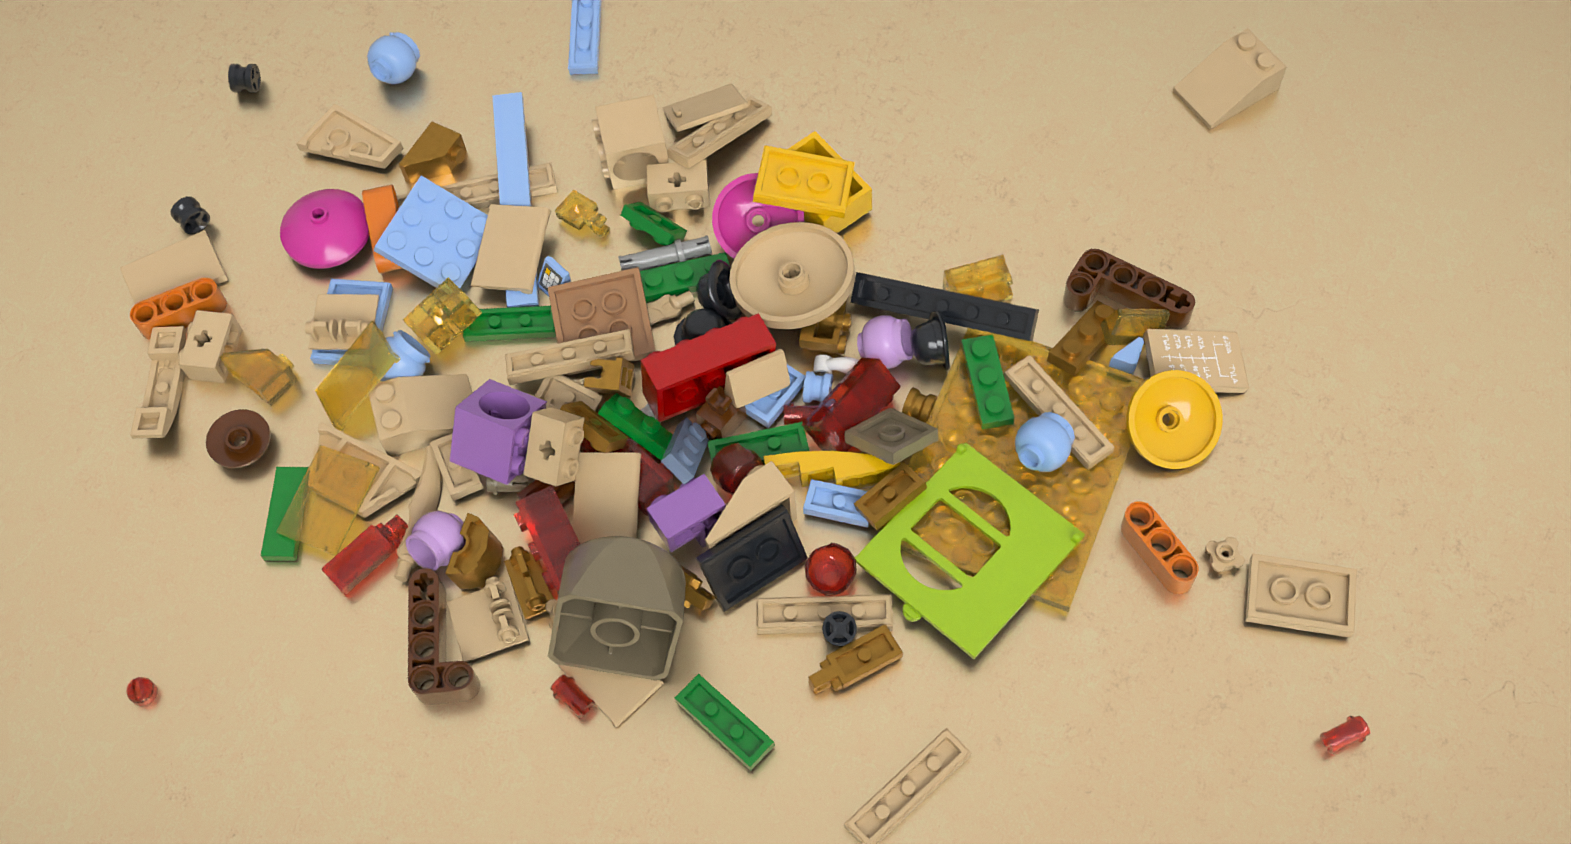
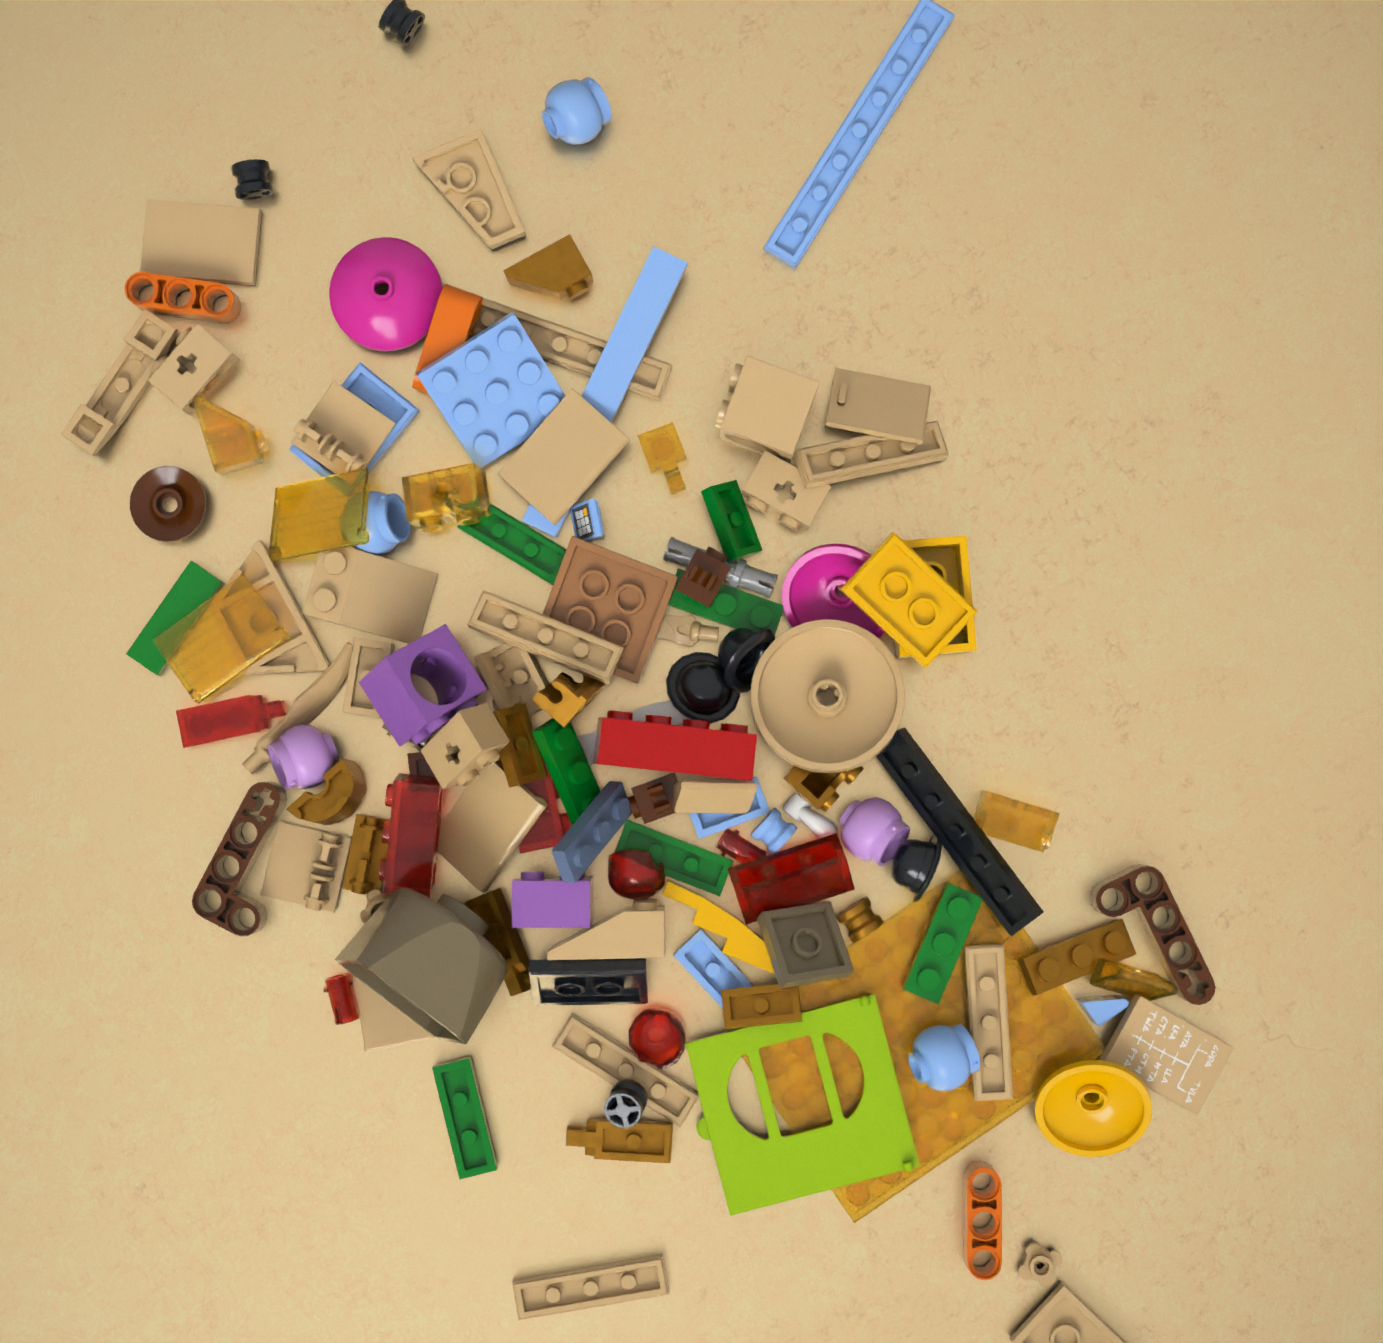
camera: 30 degrees right, 25 degrees up
(656, 256) = (704, 576): none -> reddish brown brick

